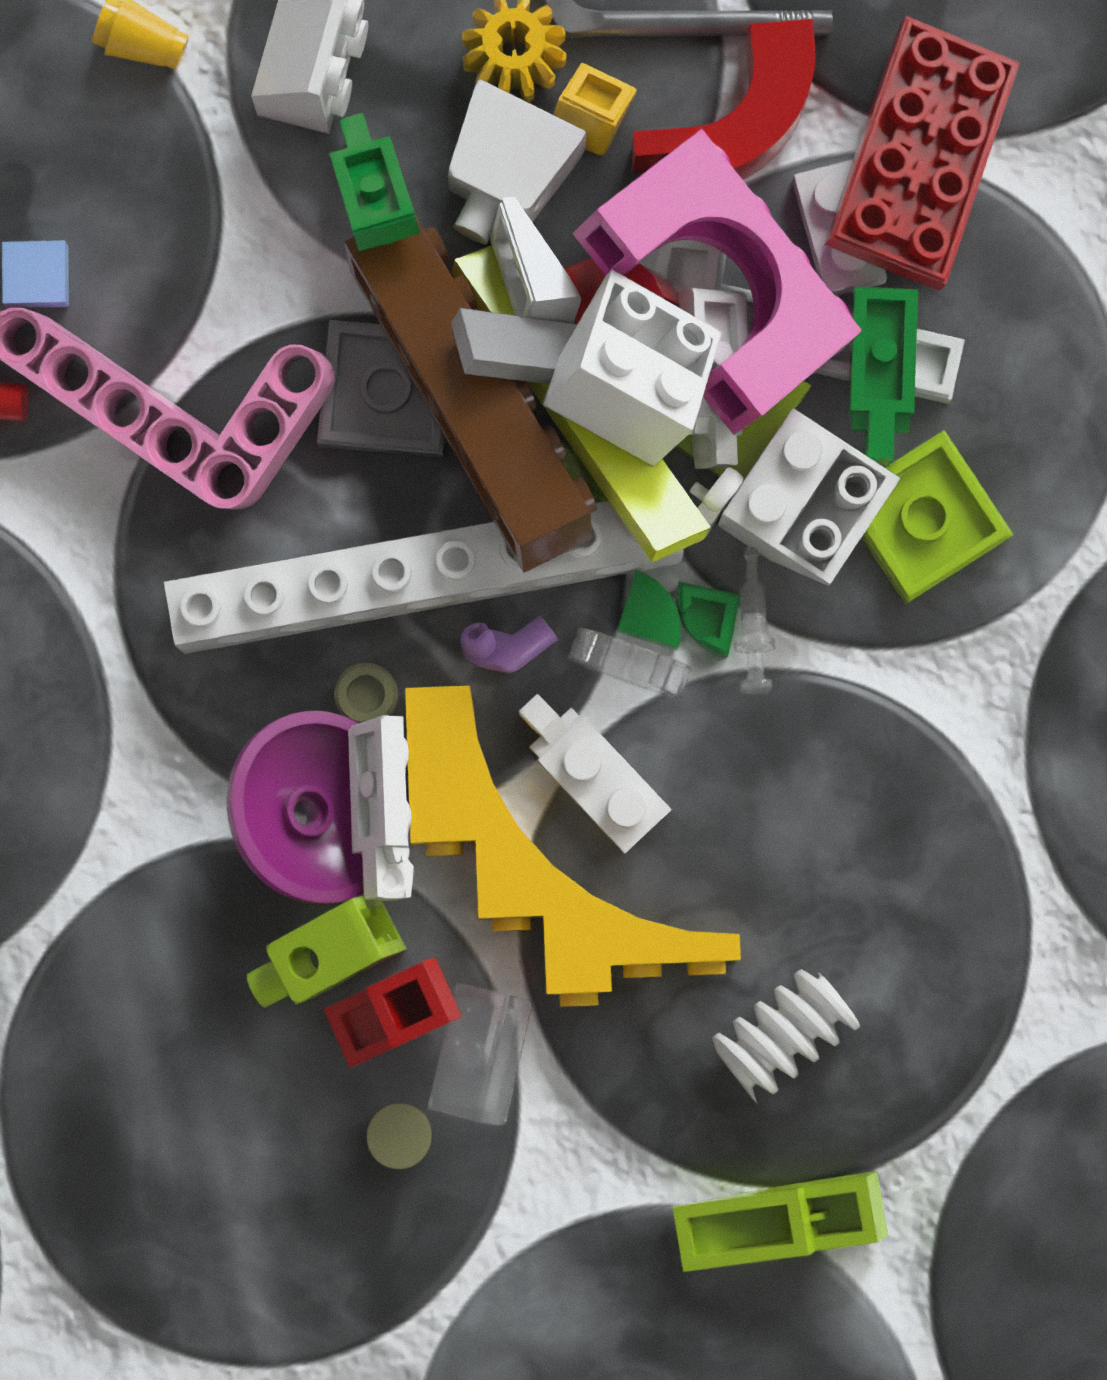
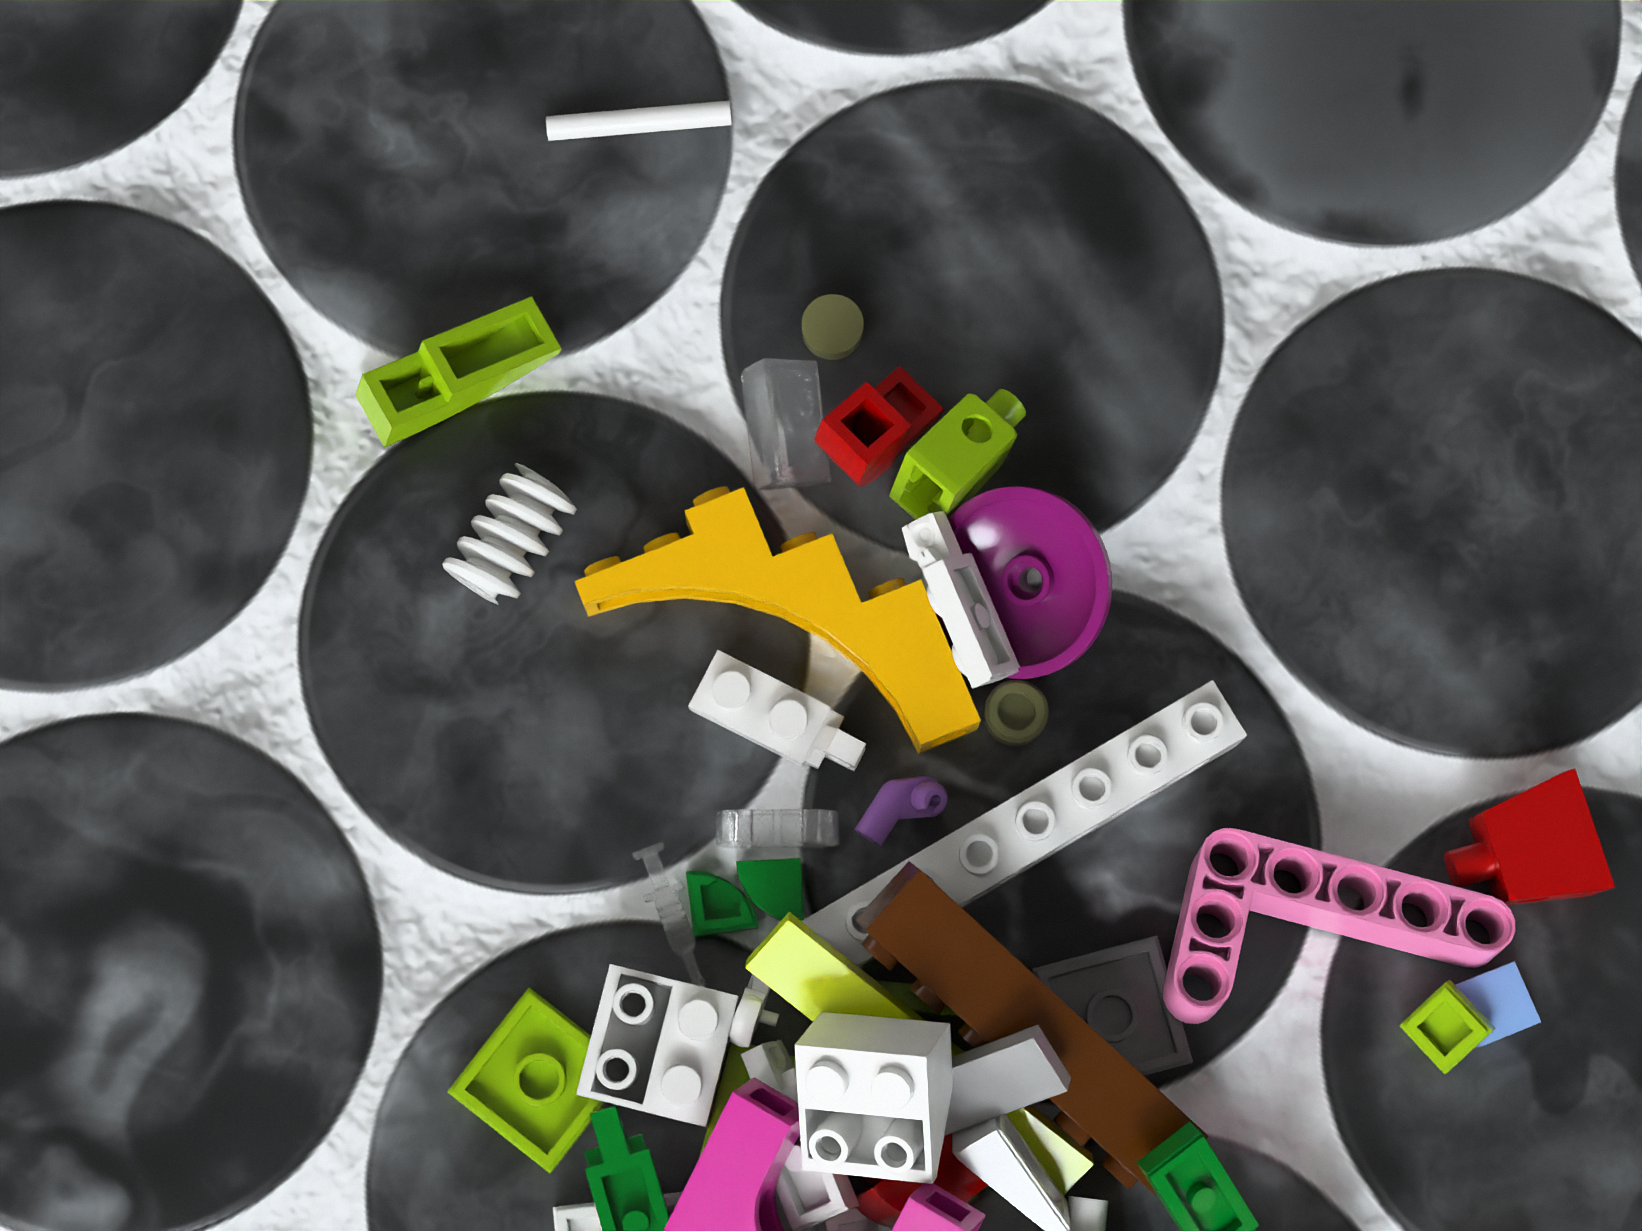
camera: 160 degrees right, 5 degrees down
(88, 267) = (1447, 1027): none -> lime tile

